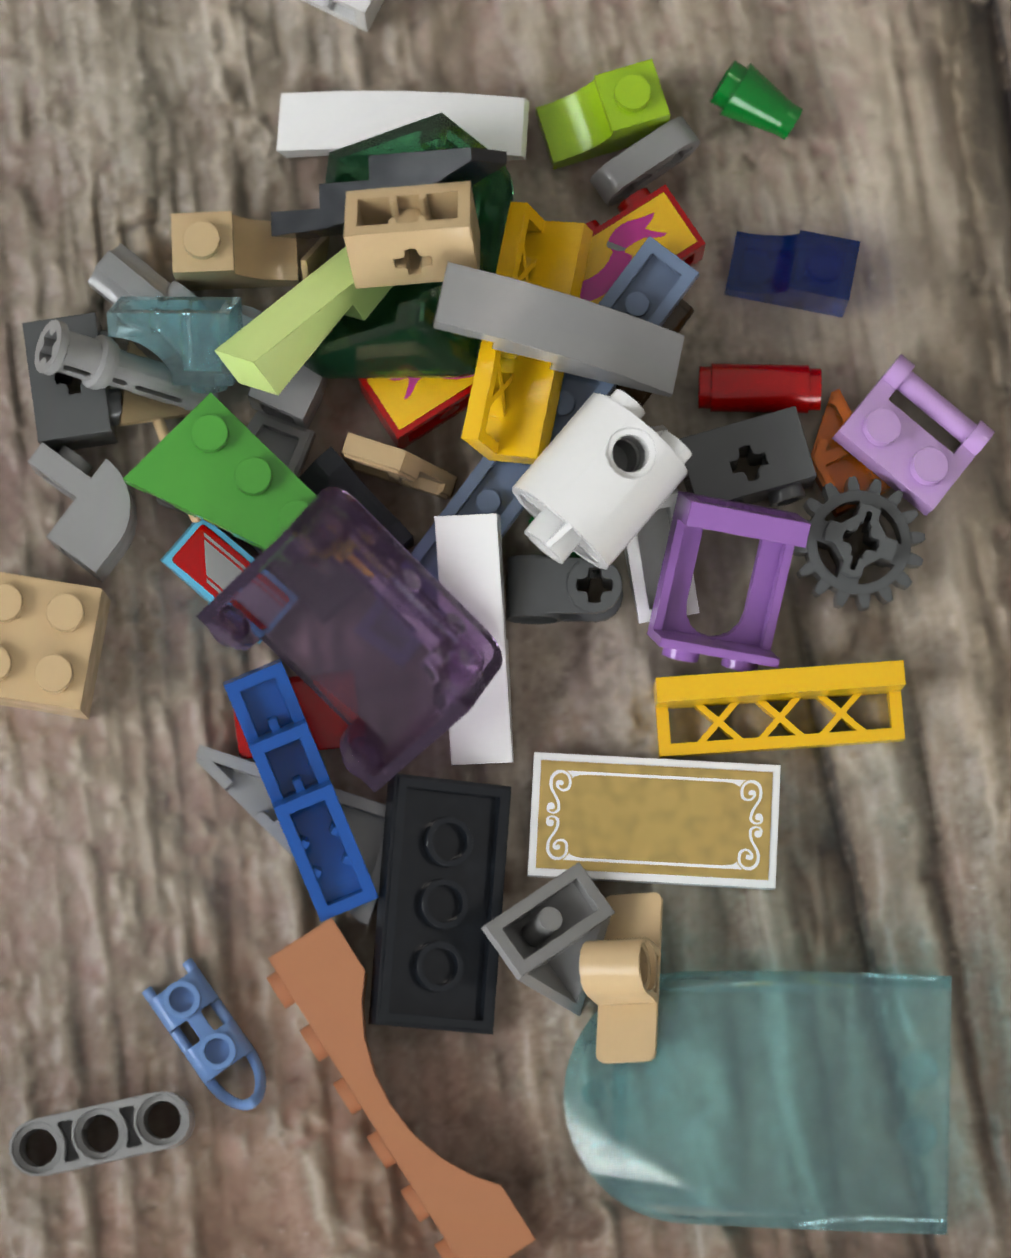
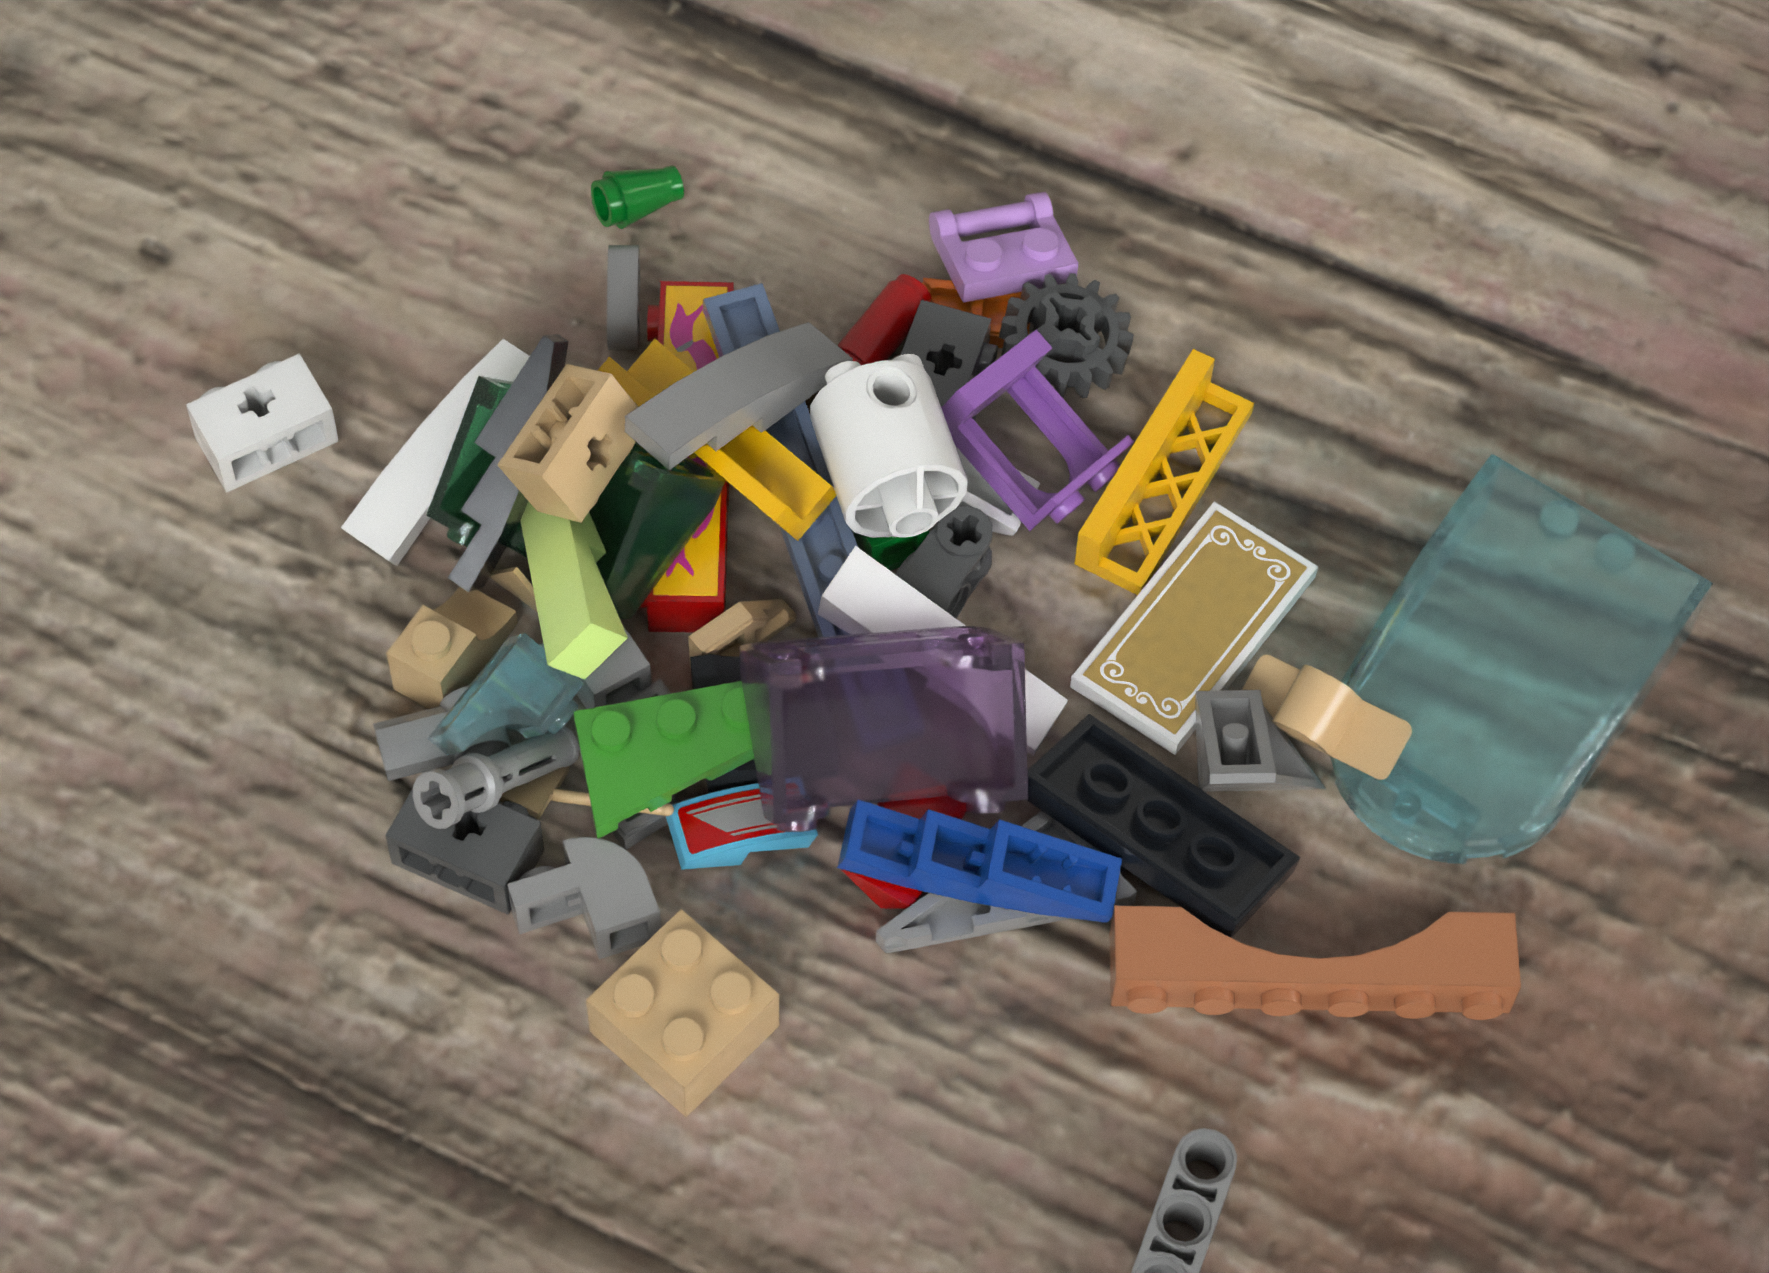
camera: 60 degrees left, 20 degrees down
(216, 1048) = (1163, 1090): medium blue piece -> none
(604, 115) = (564, 290): lime arch -> none
(794, 270) = (806, 244): clear blue arch -> none

